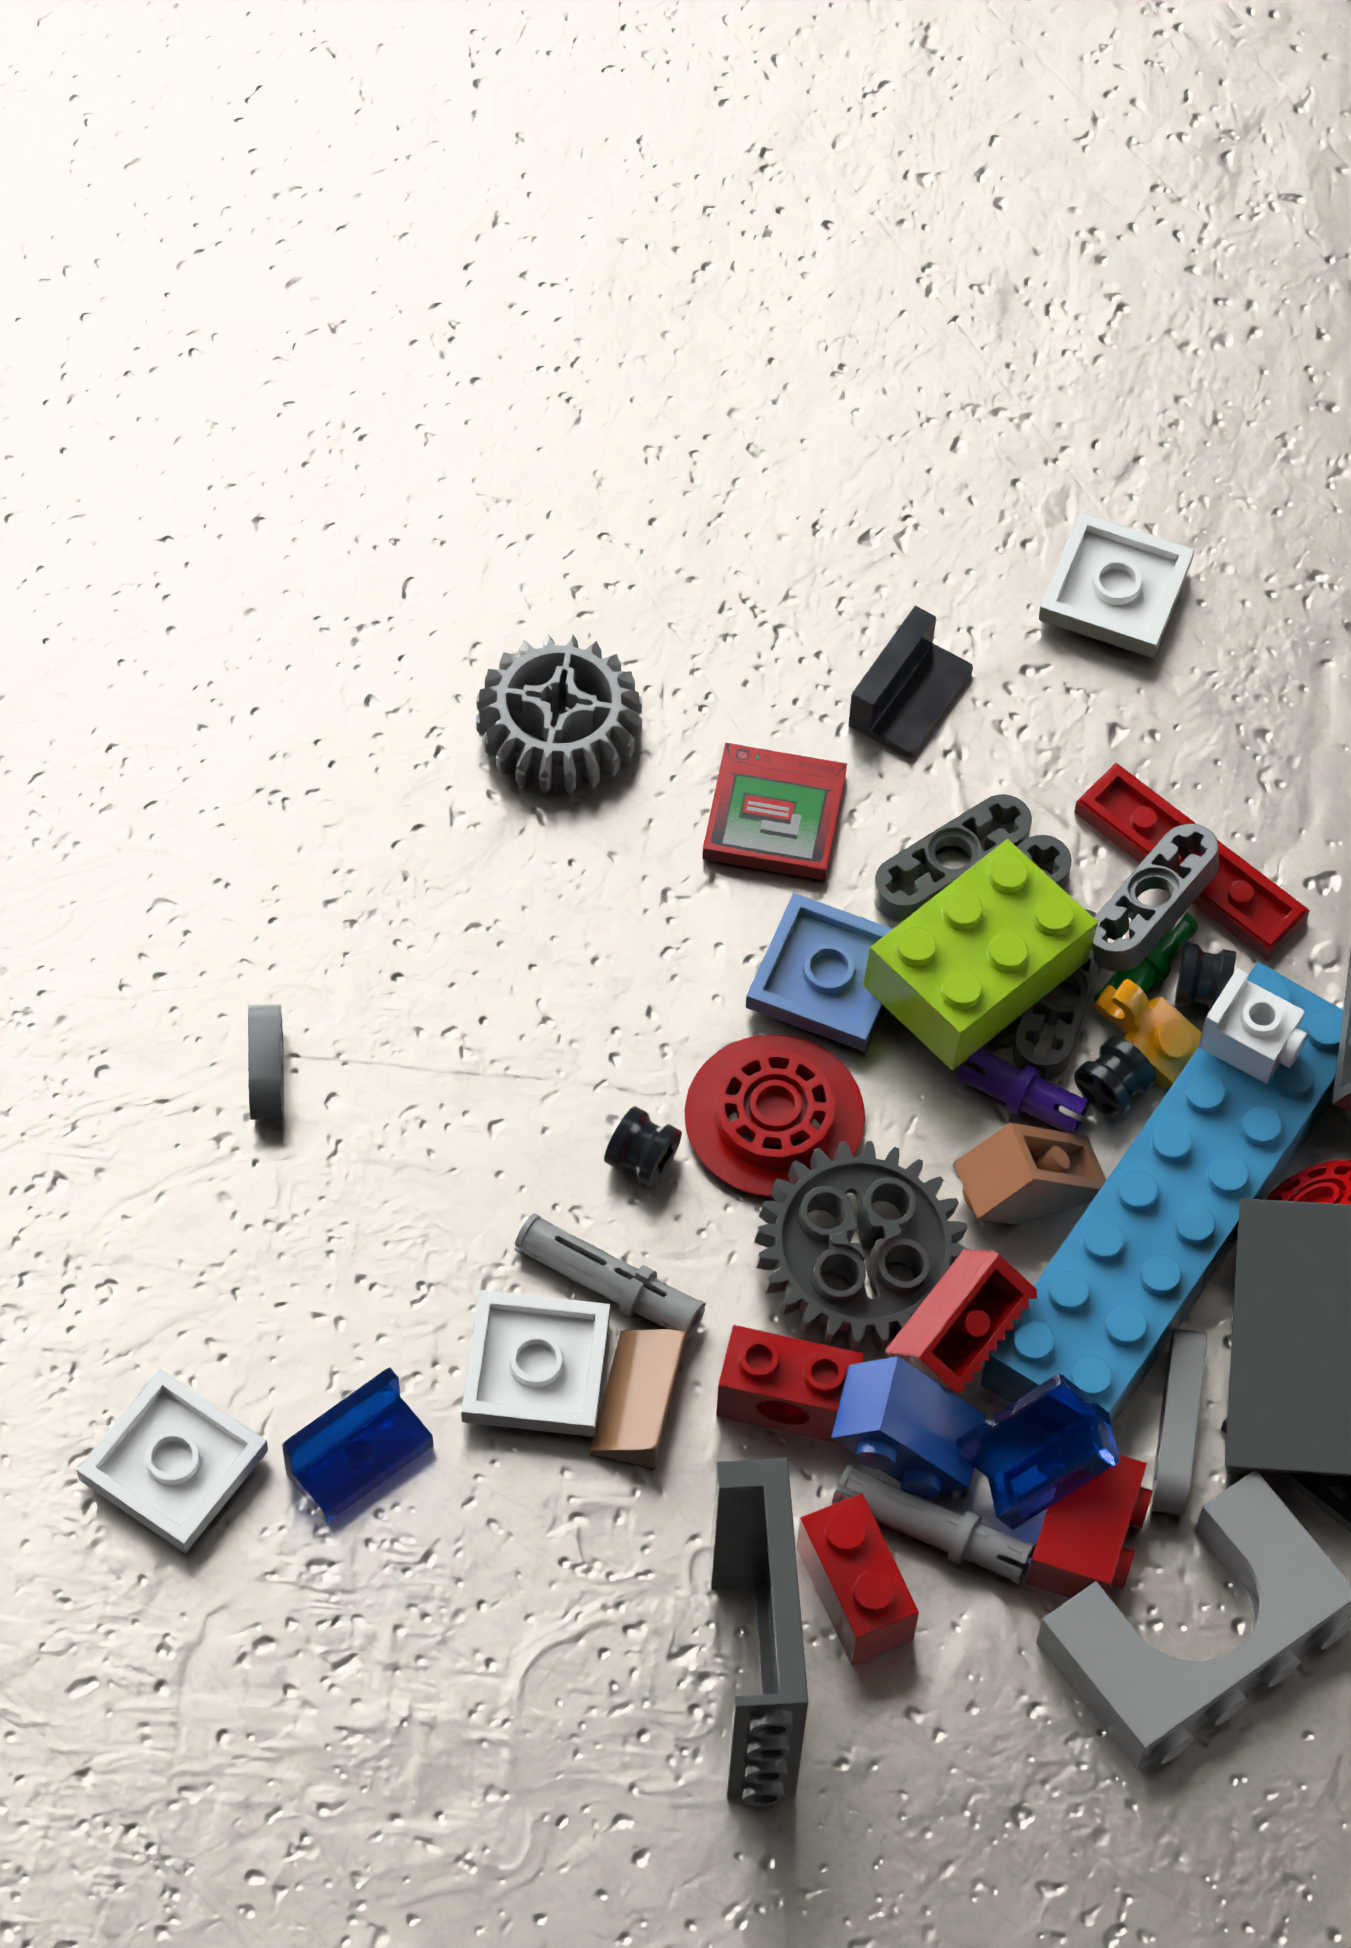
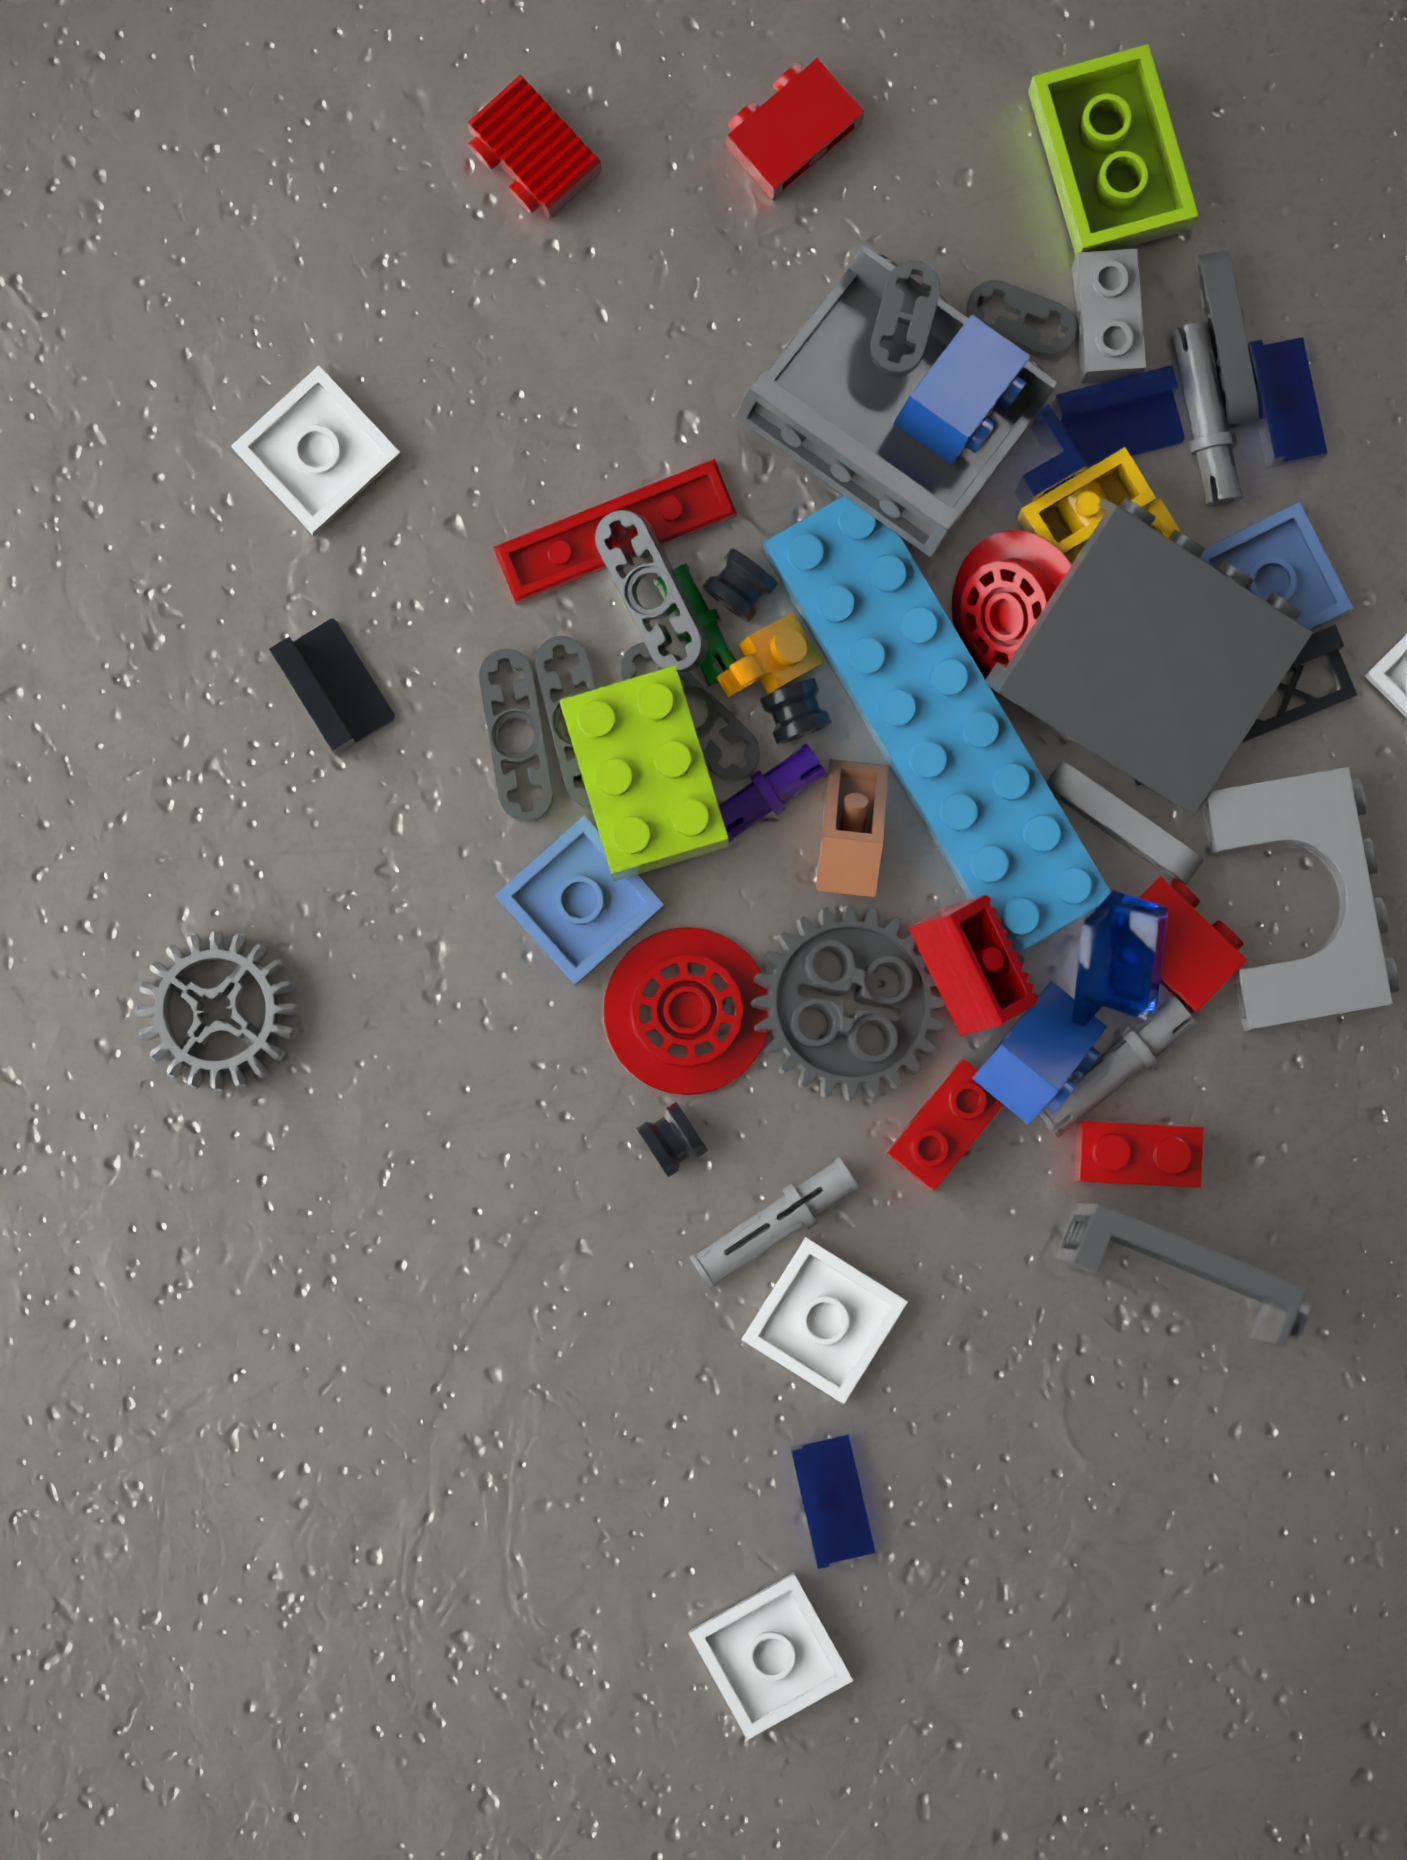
camera: 65 degrees left, 25 degrees up
(265, 1061) = (440, 1419): dark grey beam -> none
(639, 1396) = (889, 1249): slope -> none
(774, 811) = (397, 865): tile -> none
(1253, 1029) = (828, 608): white brick -> none

